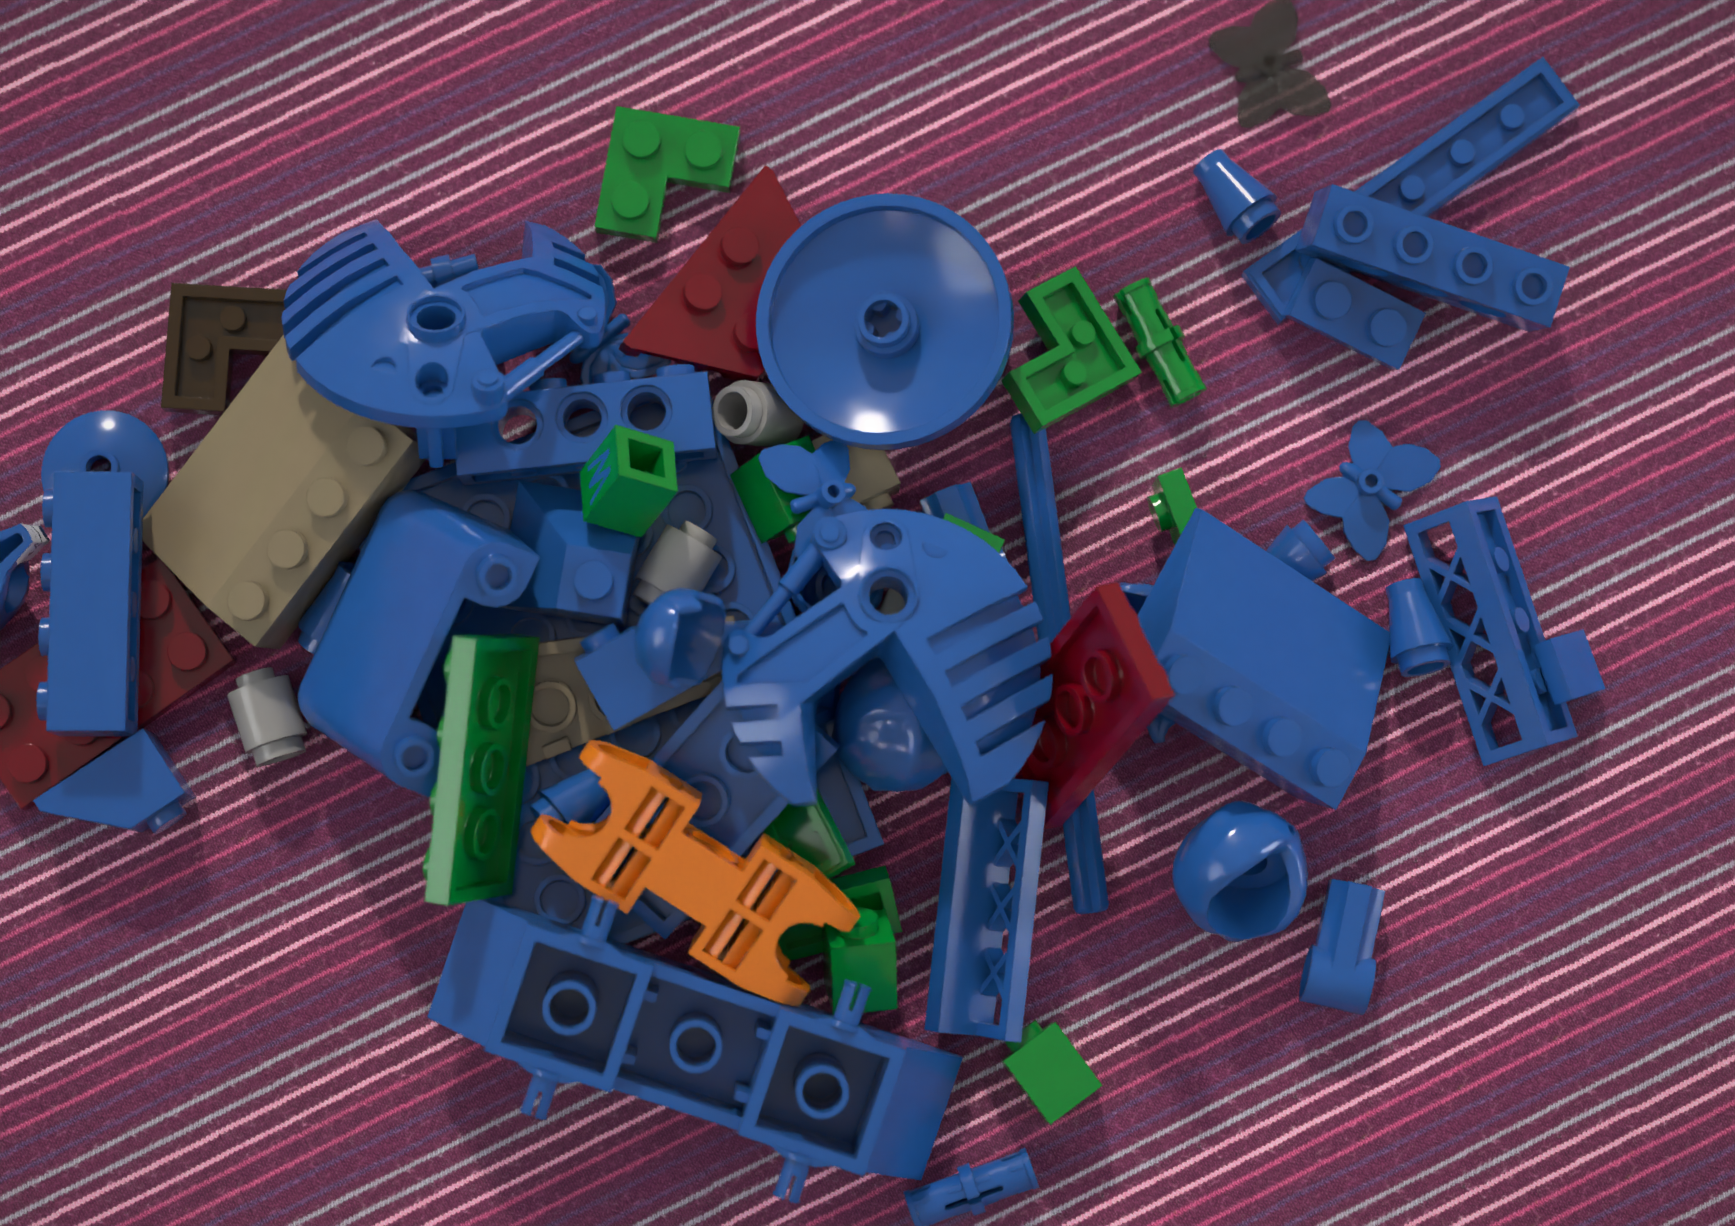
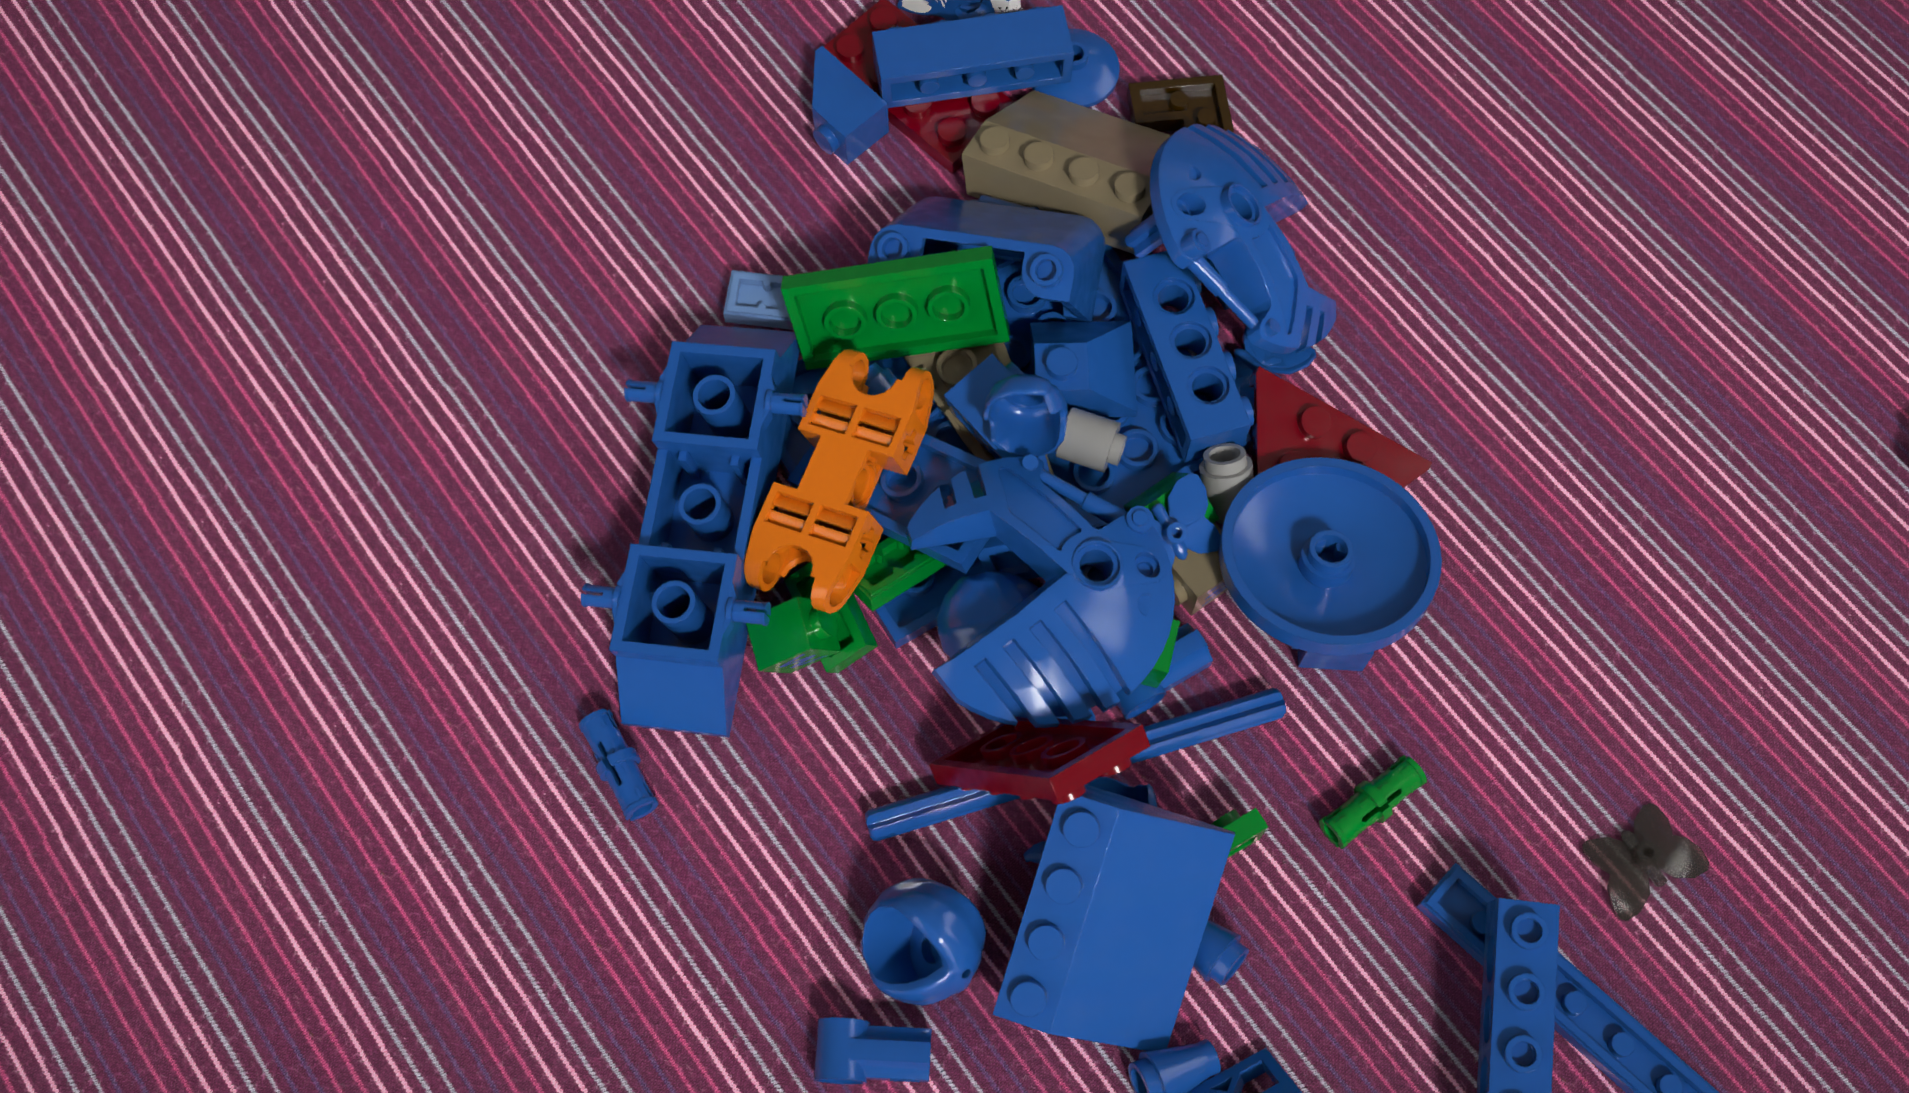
camera: 85 degrees right, 15 degrees down
(267, 716) = (911, 185): light grey brick -> none
(391, 920) = (756, 300): none -> medium blue plate
(628, 481) = (1147, 376): green brick -> none
(648, 154) = (1412, 379): green plate -> none
(979, 906) = (854, 729): blue fence -> none
(1049, 1070) = (725, 809): green brick -> none
(1082, 357) = (1340, 735): green plate -> none
(1238, 199) = (1517, 847): blue cone -> none
(1354, 313) = (1445, 967): blue plate -> none
(1367, 483) = (1297, 1009): blue piece -> none

